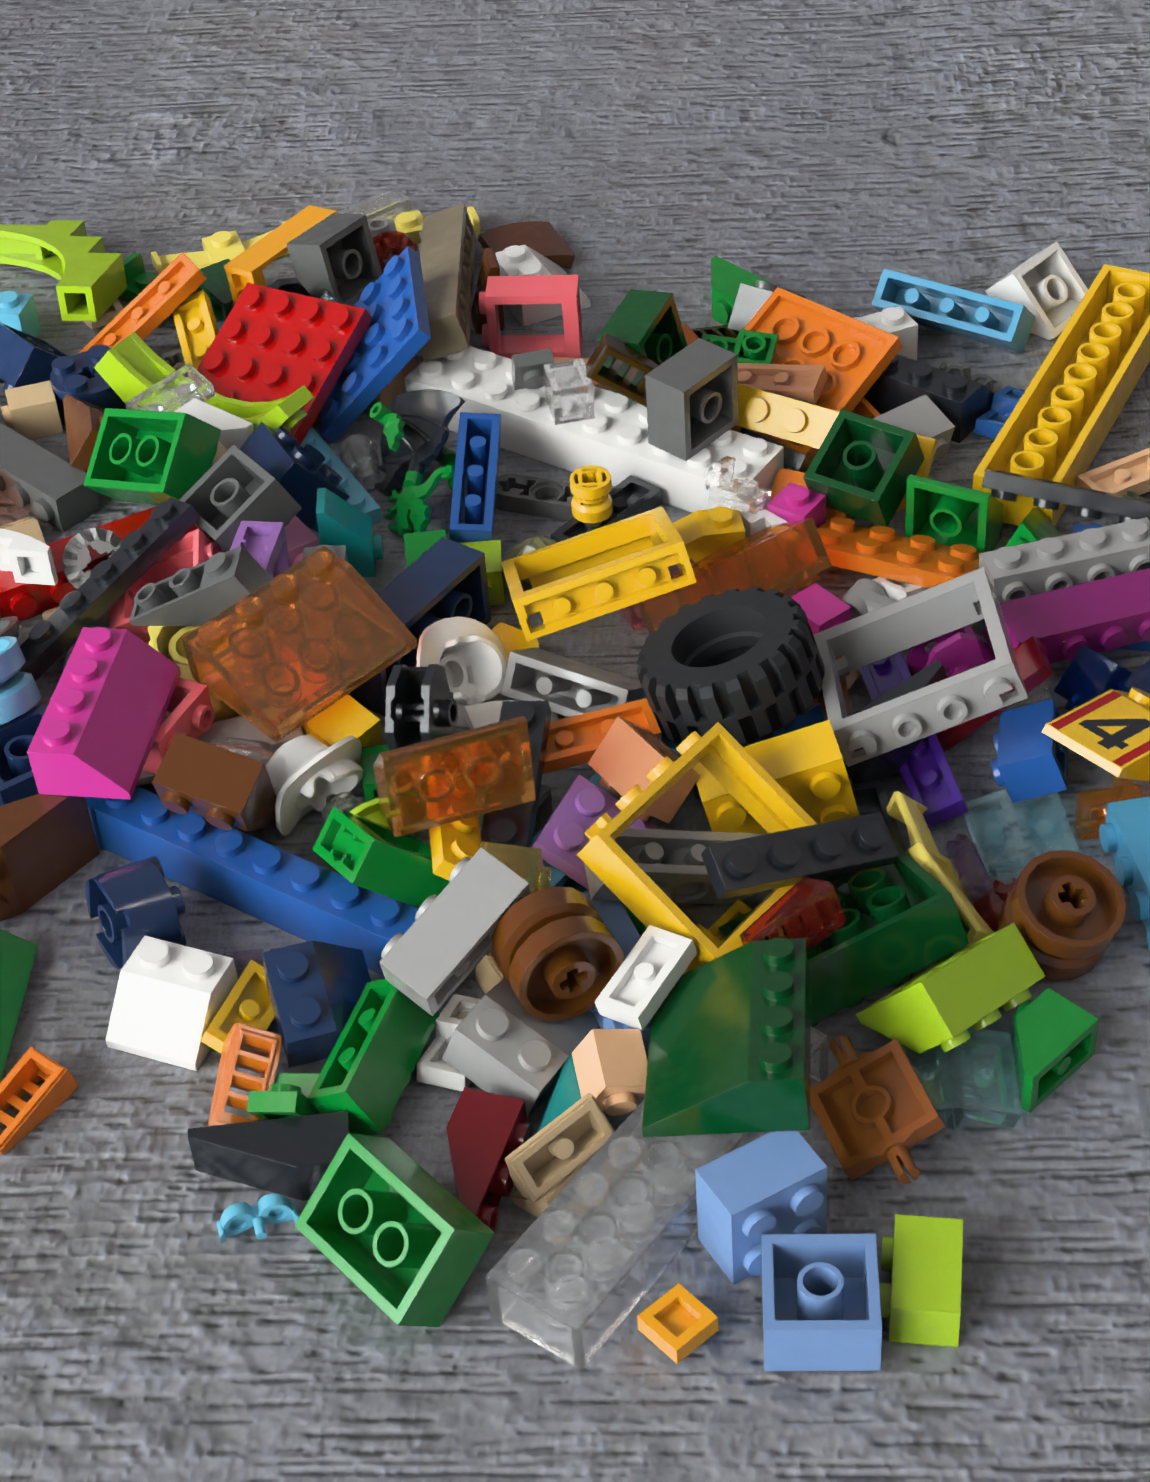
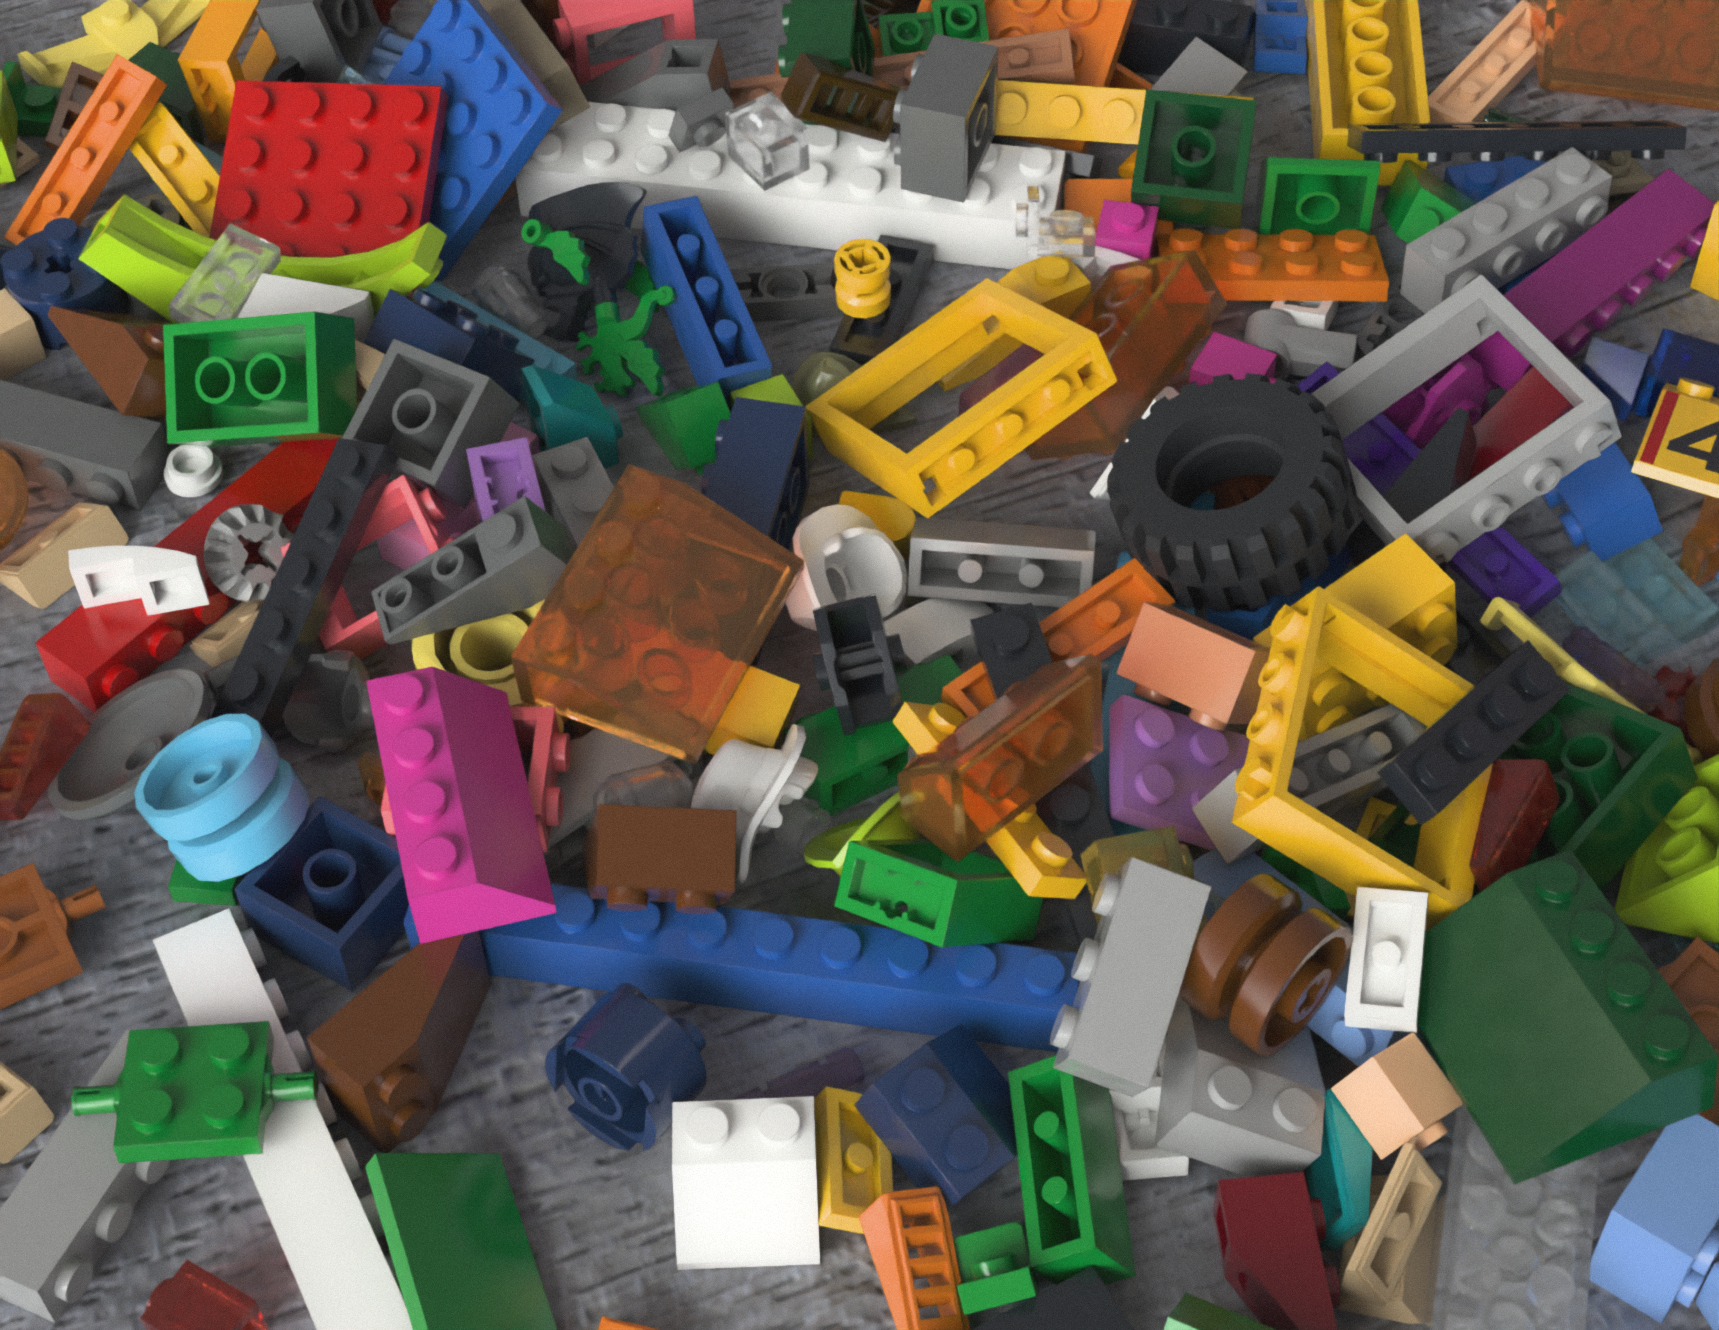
camera: 25 degrees left, 10 degrees up
(102, 511) = (192, 471): none -> white plate
(539, 335) = (663, 76): none -> dark grey slope

